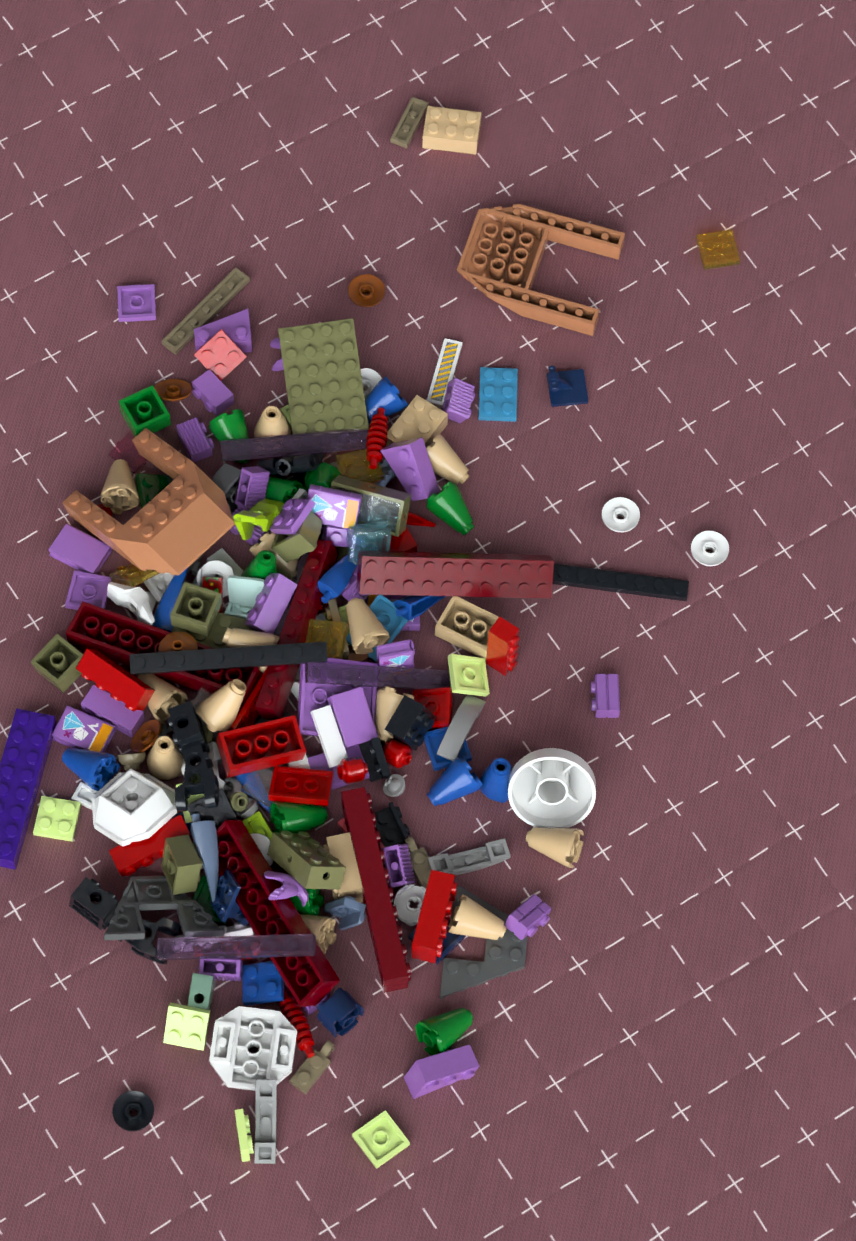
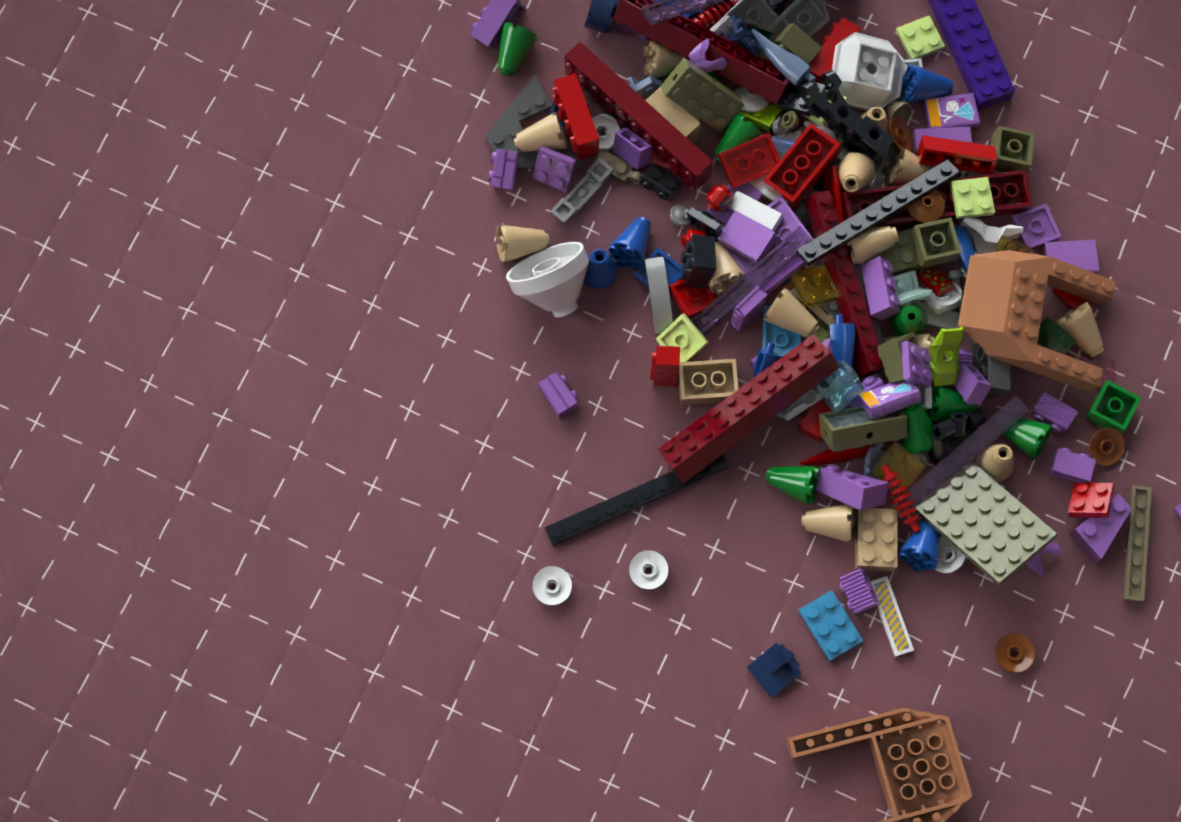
camera: 150 degrees right, 10 degrees up
(133, 631) = (972, 197): none -> yellowish green plate
(483, 889) = (553, 168): none -> medium lavender plate

